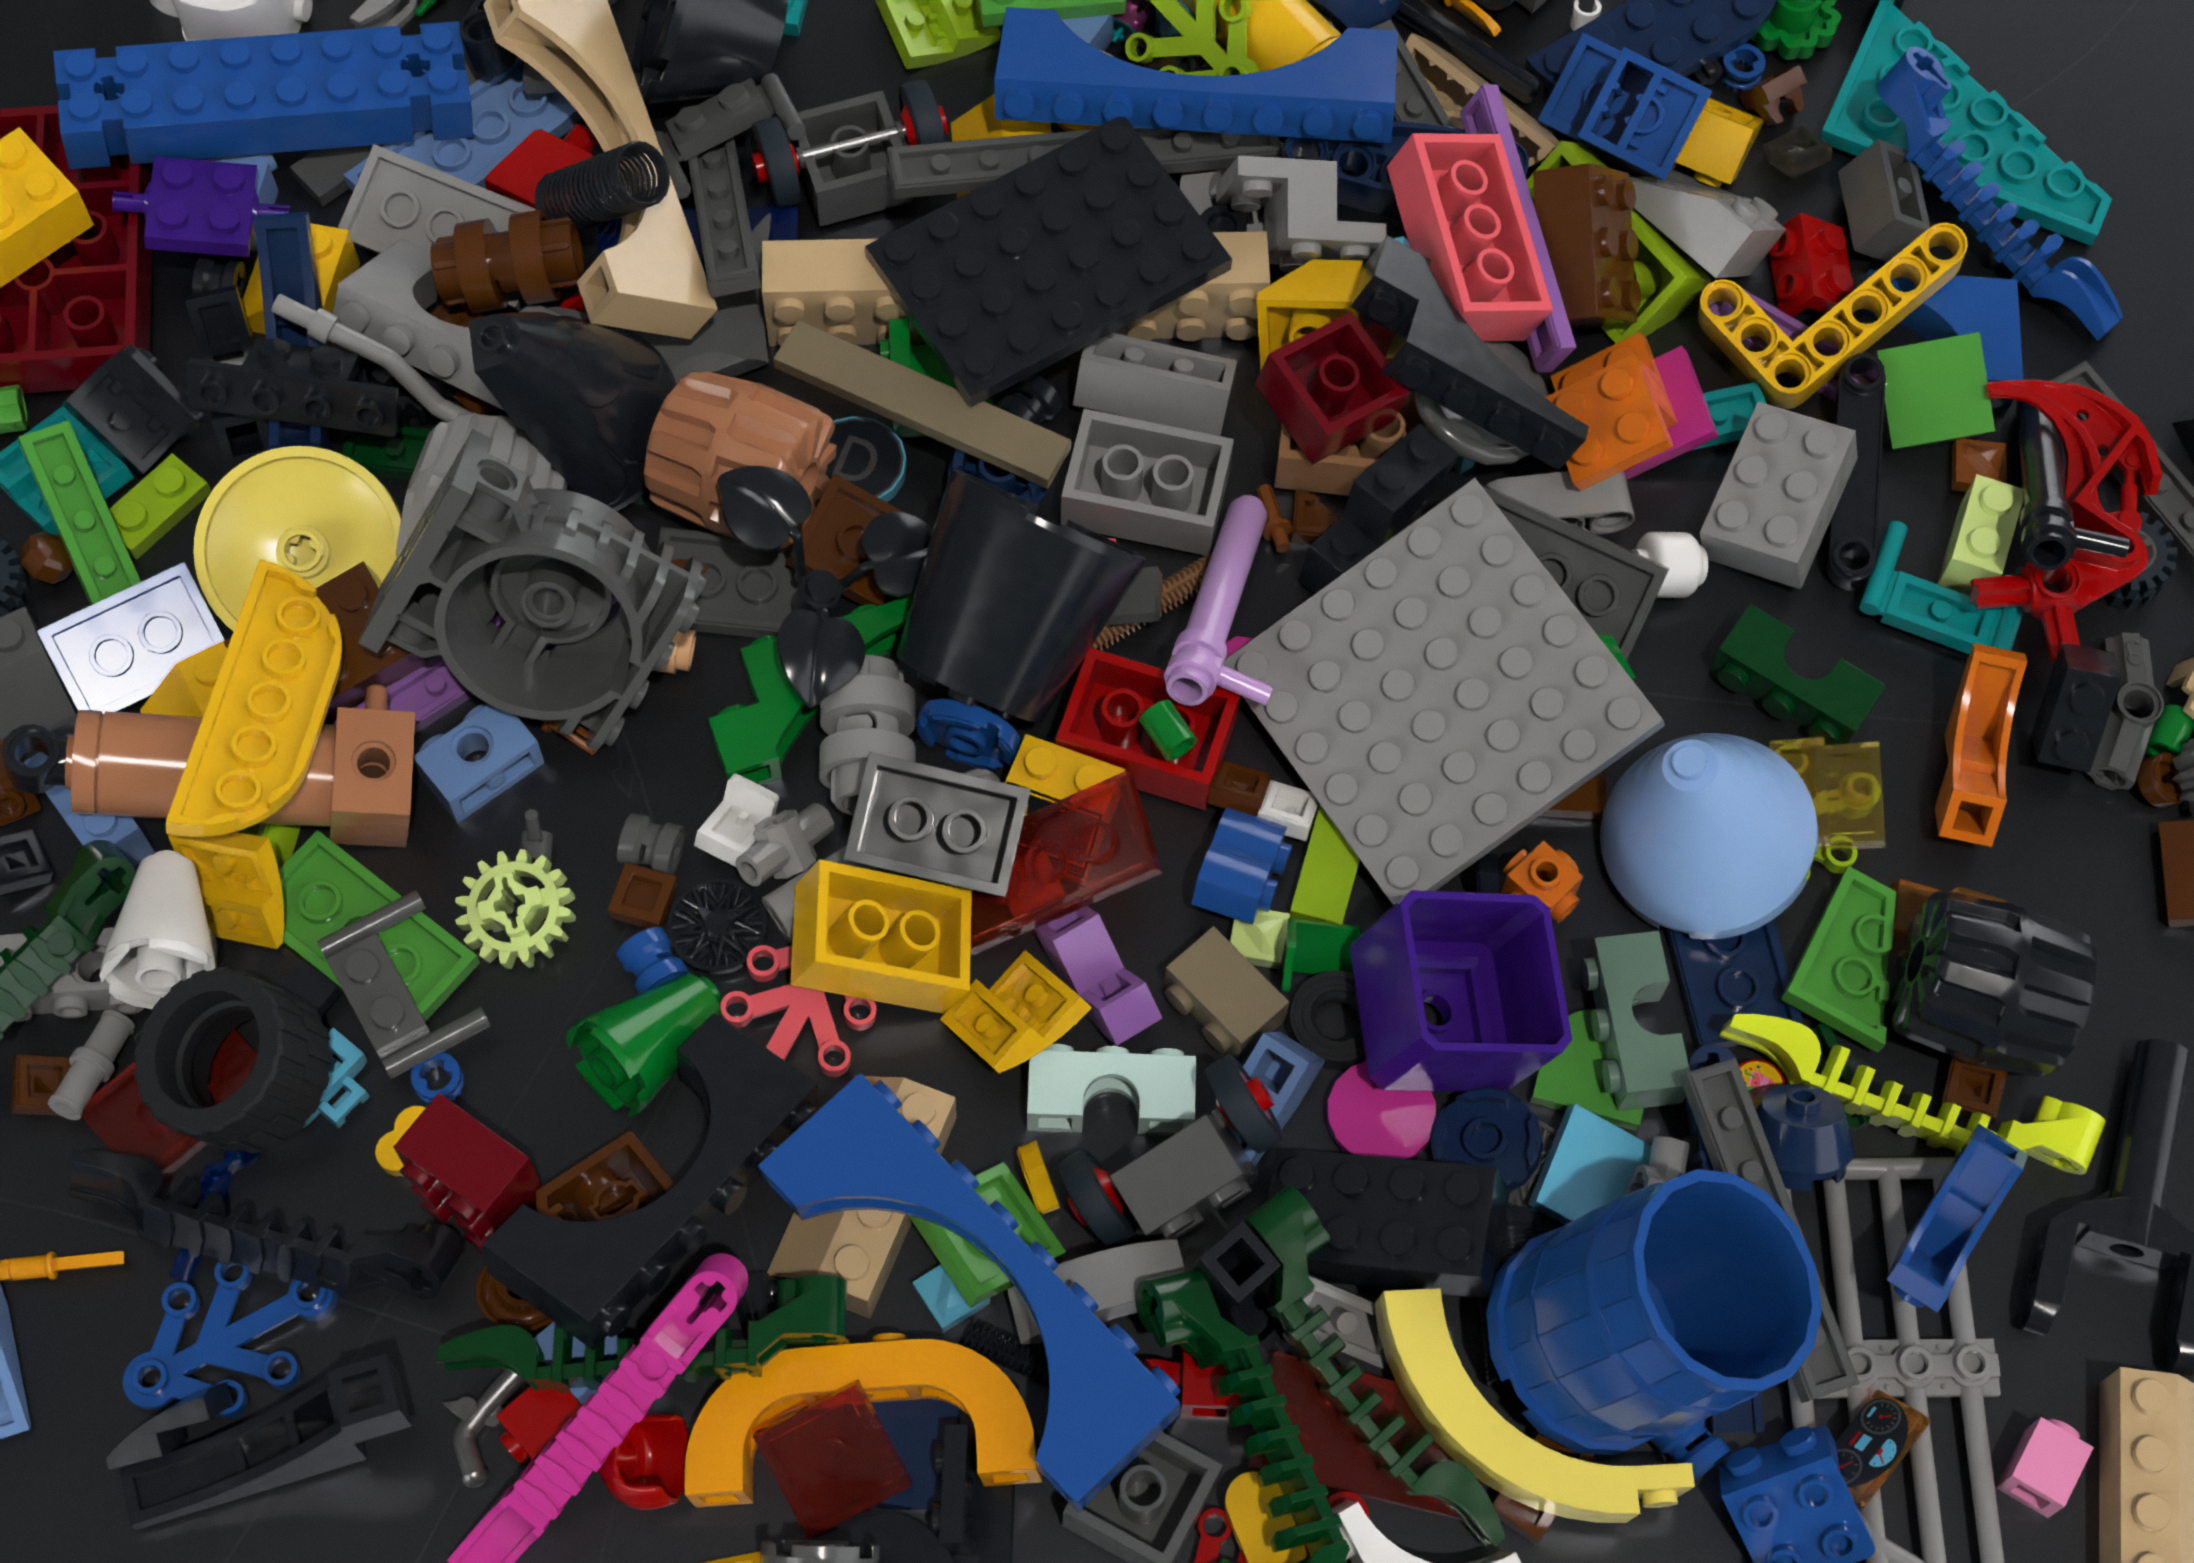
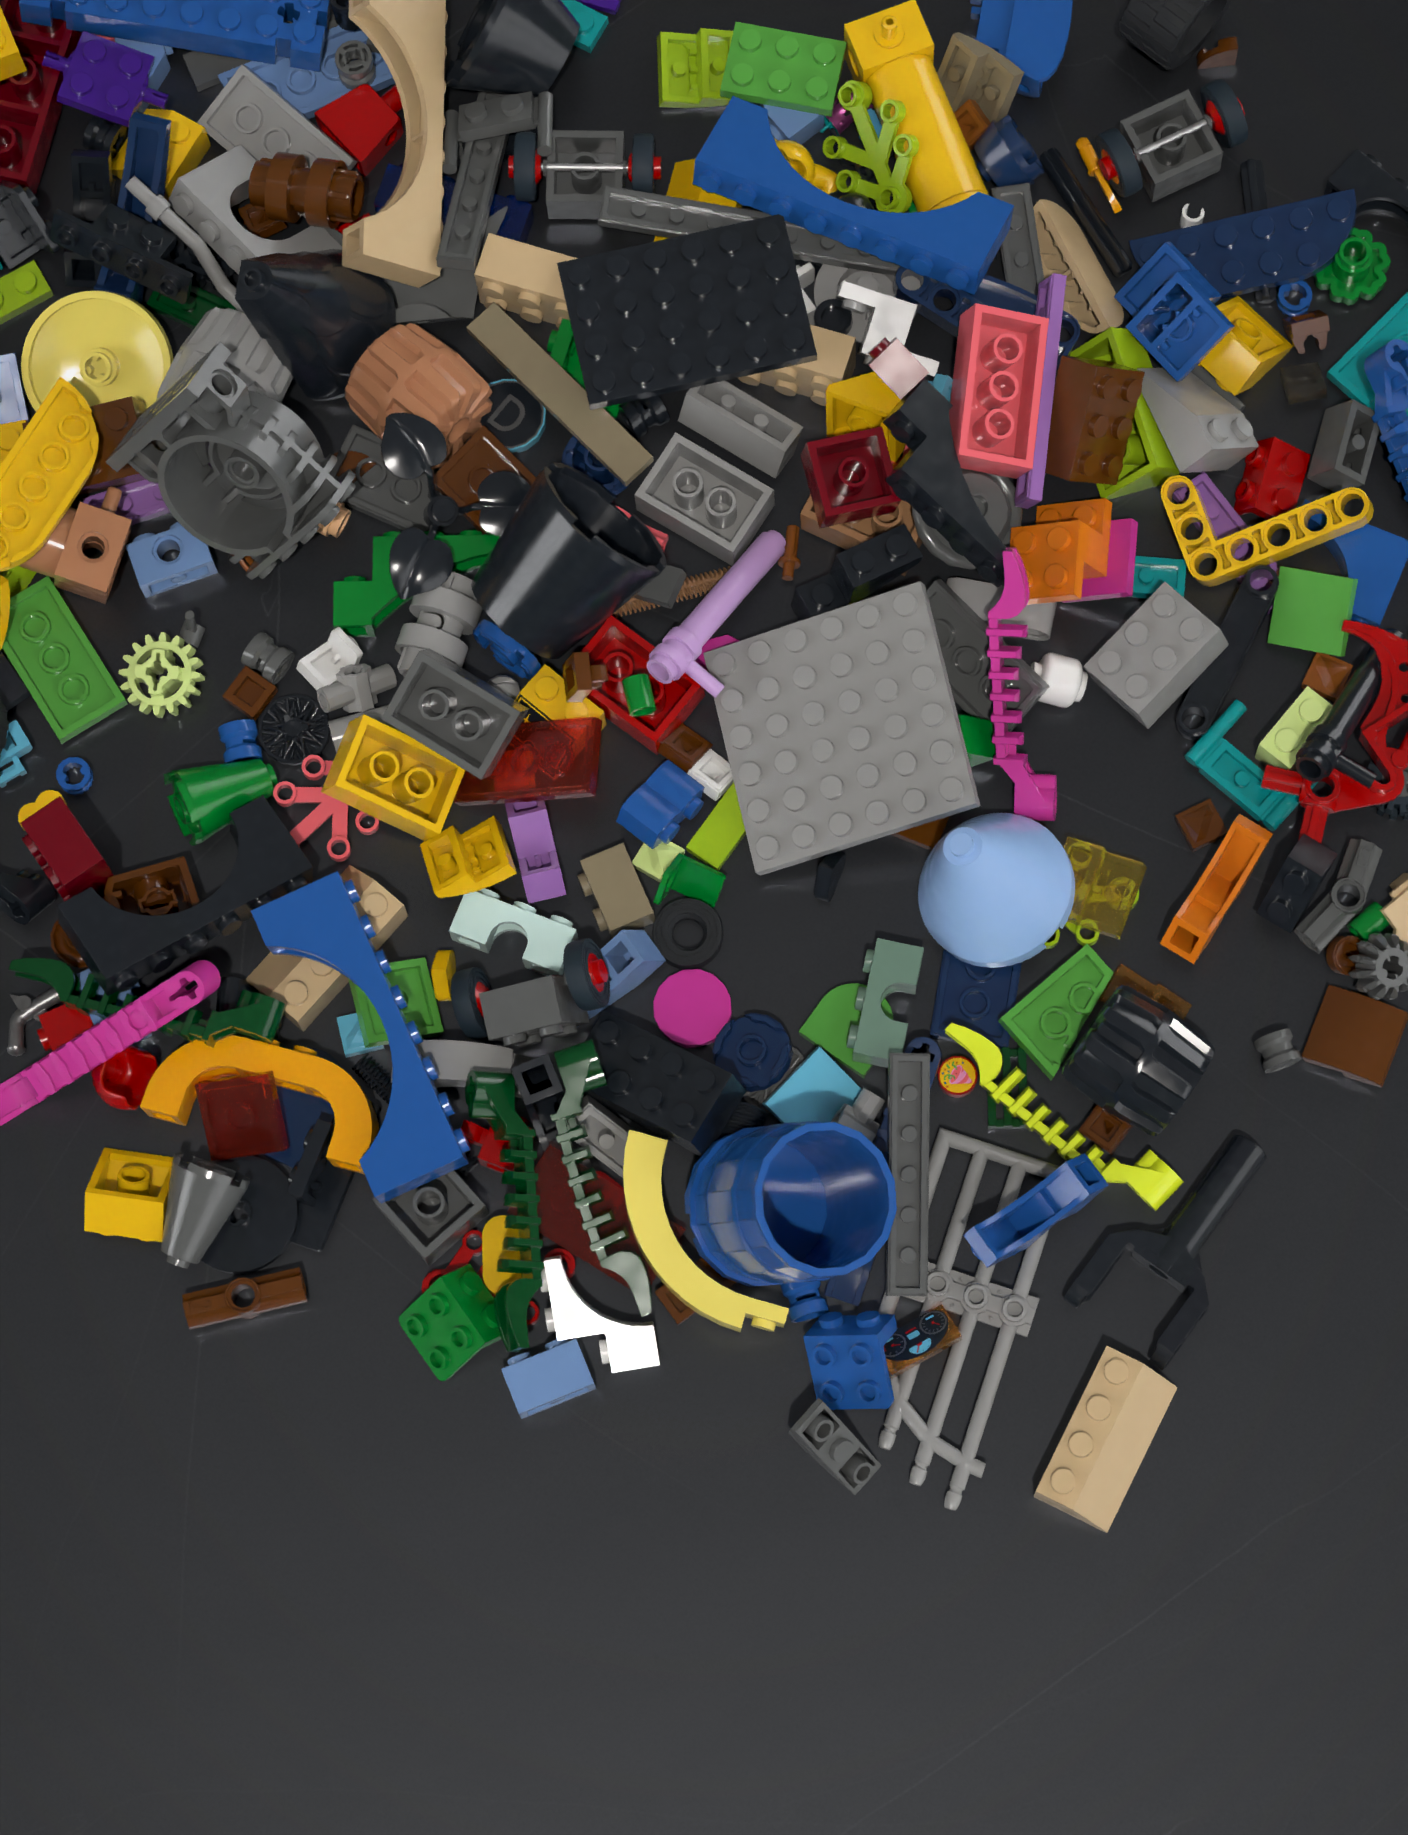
camera: 30 degrees right, 10 degrees up
(382, 997) = (53, 708): dark grey plate -> none
(516, 109) = (358, 71): none -> dark grey wheel
(593, 190) = (387, 157): black piece -> none
(1085, 729) = (581, 677): none -> reddish brown tile
(1310, 518) = (817, 560): reddish brown tile -> none
(1342, 237) = (896, 366): none -> brick
(1488, 972) = (795, 939): dark purple plate -> none
(1548, 875) = (867, 900): orange brick -> none
(1697, 704) = (1033, 793): none -> dark pink piece
(1806, 1134) = (963, 1121): dark blue cone -> none
(1824, 707) = (1129, 824): dark green arch -> none
(1914, 683) = (1201, 825): none -> reddish brown tile
(2045, 1466) = (1035, 1391): bright pink brick -> none
(2138, 921) = (1277, 1050): none -> dark grey wheel

